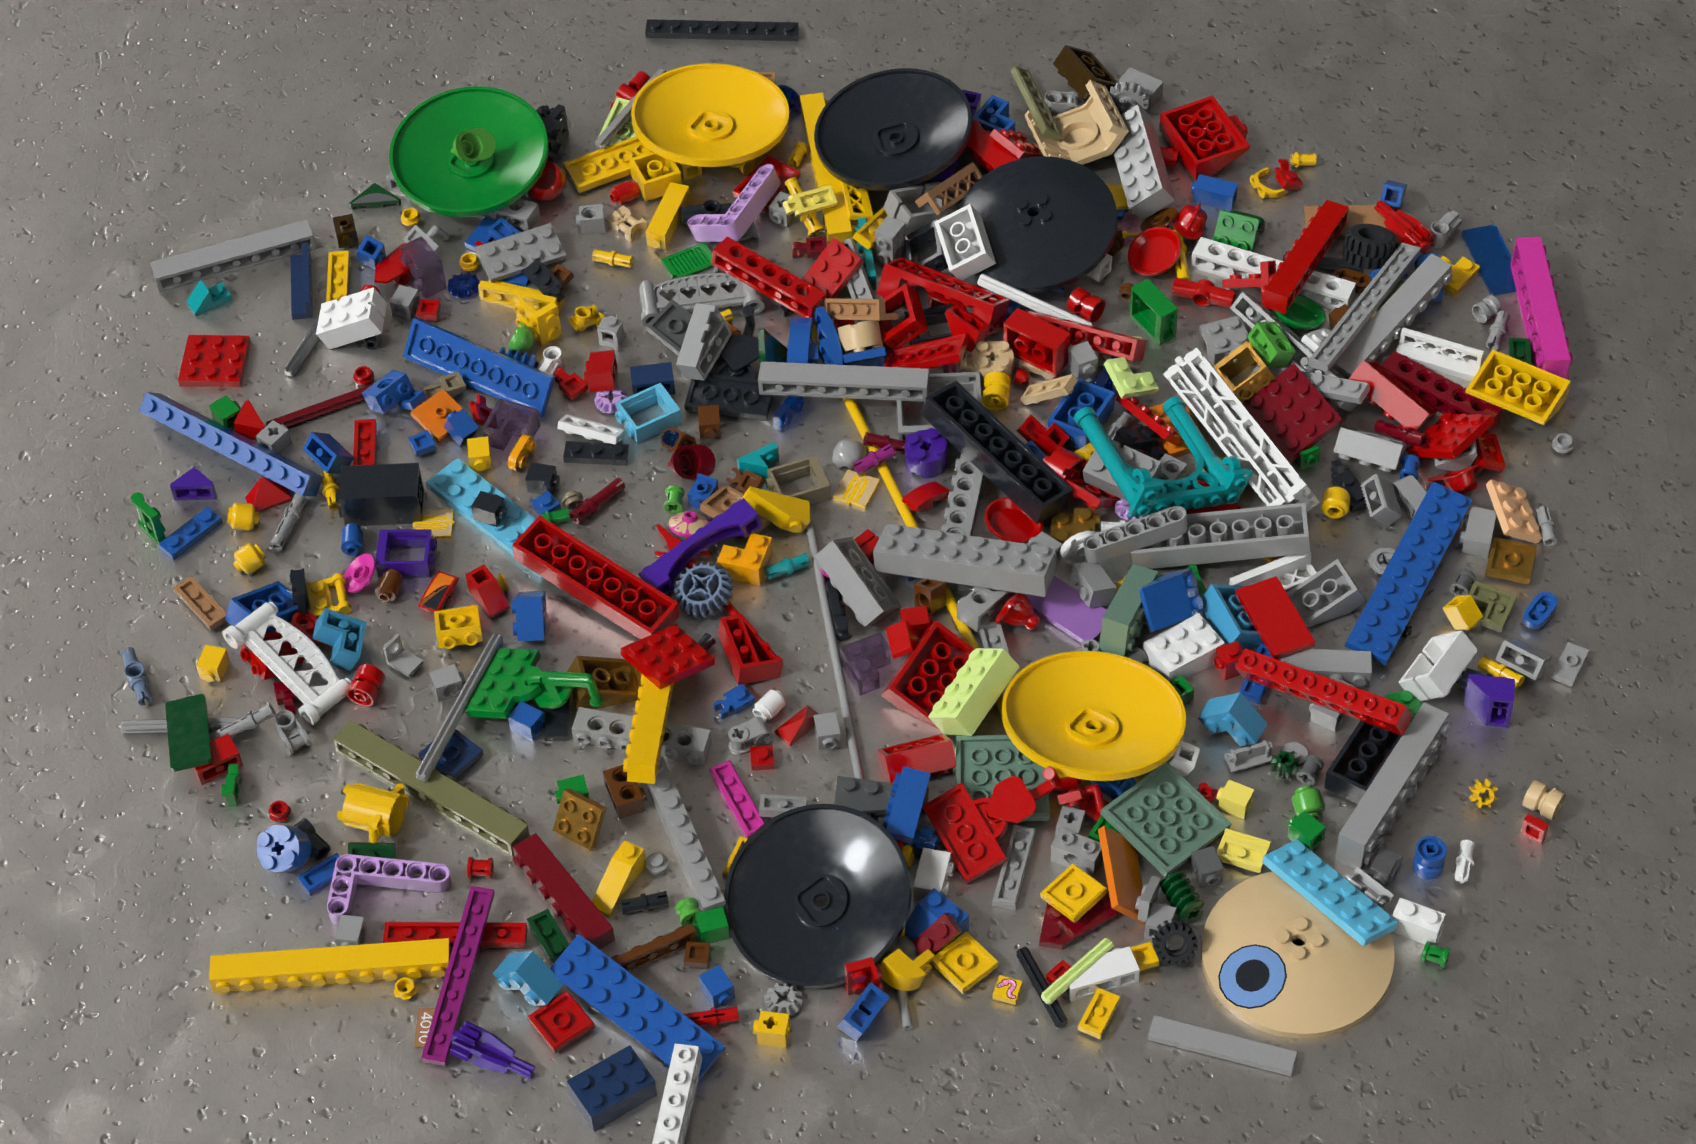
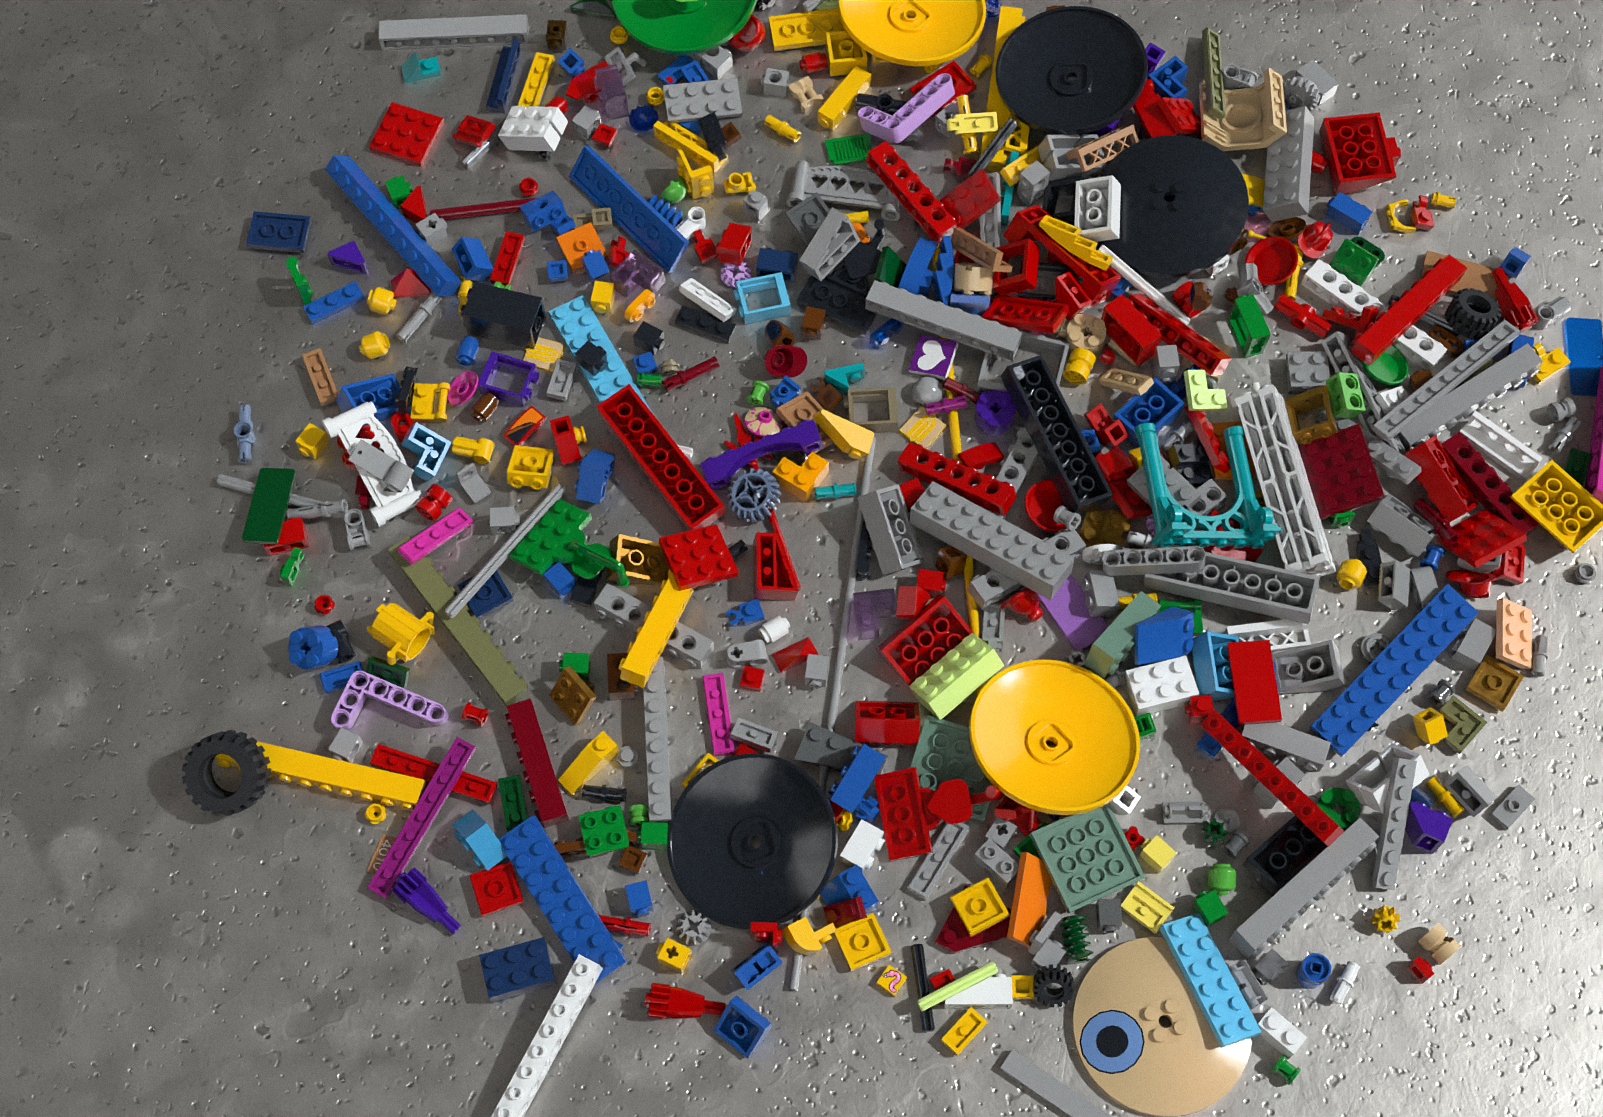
camera: 15 degrees right, 15 degrees up
(106, 482) = (279, 232): none -> dark blue plate
(201, 976) = (201, 781): none -> black tyre
(287, 338) = (473, 131): none -> red plate
(311, 664) = (381, 466): none -> light grey door
(379, 714) = (435, 536): none -> dark pink tile
(389, 626) = (478, 450): none -> yellow piece
(462, 540) = (561, 379): none -> light grey plate
(657, 932) = (604, 830): none -> green bracket
(794, 1069) = (678, 1003): none -> red piece
(839, 216) = (994, 146): none -> black axle
(844, 421) = (933, 357): none -> tile
(869, 1070) = (742, 1027): none -> blue brick
(874, 515) = (999, 502): none -> red brick
(946, 273) = (1070, 239): none -> yellow slope
(1034, 523) = (1067, 518): none -> light grey bush
(1081, 66) = (1268, 50): dark brown brick -> none
(1095, 293) = (1200, 296): none -> reddish brown rock
(1139, 272) = (1251, 285): none -> light grey piece
(1234, 715) = (1182, 771): dark azure brick -> none
(1459, 702) = (1393, 823): none -> light grey plate
(1536, 613) = (1502, 743): blue plate -> none

